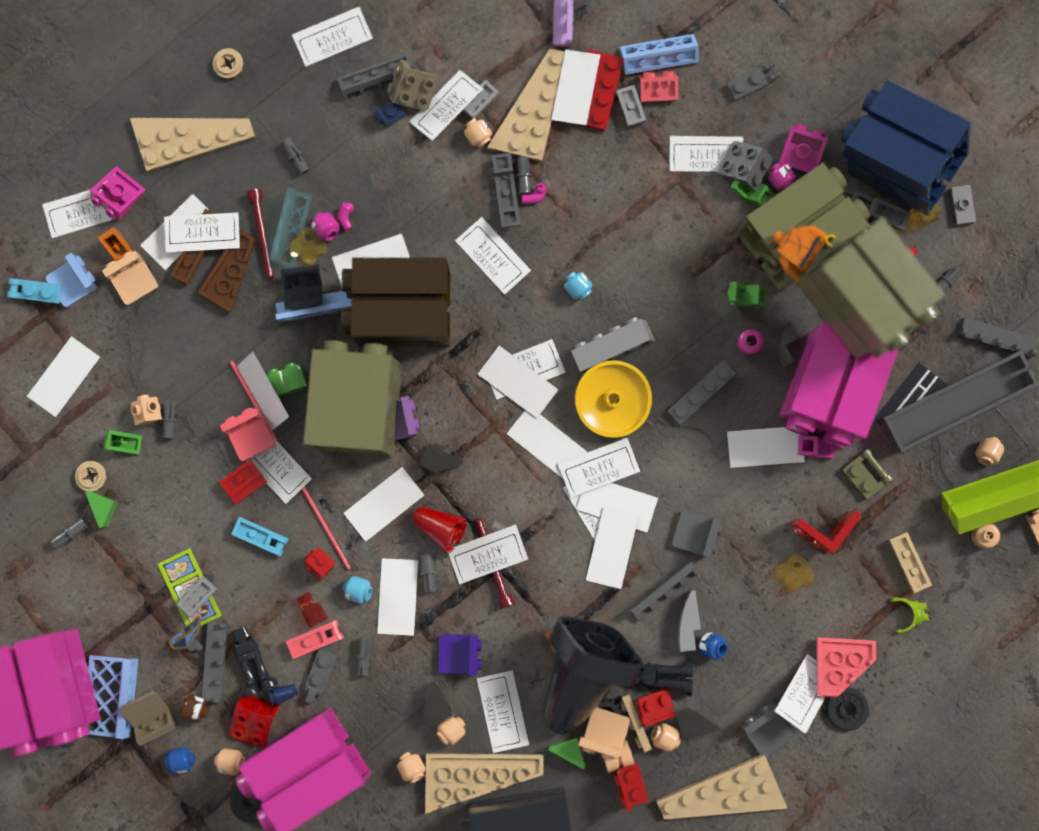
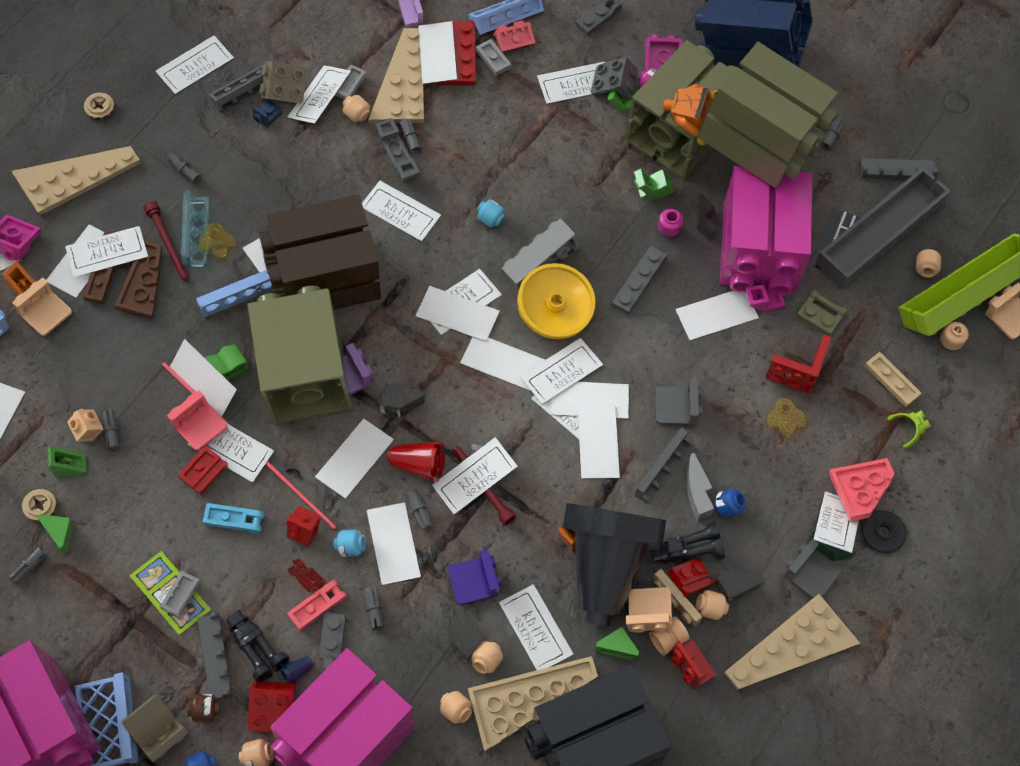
camera: 20 degrees left, 20 degrees down
(186, 637) = (179, 634): shield -> none
(302, 287) = (219, 273): black bracket -> none
(325, 226) = (229, 219): dark pink head -> none
(343, 215) = (244, 207): dark pink arm -> none
(537, 195) = (427, 150): dark pink arm -> none
(962, 204) = (823, 69): light grey plate -> none

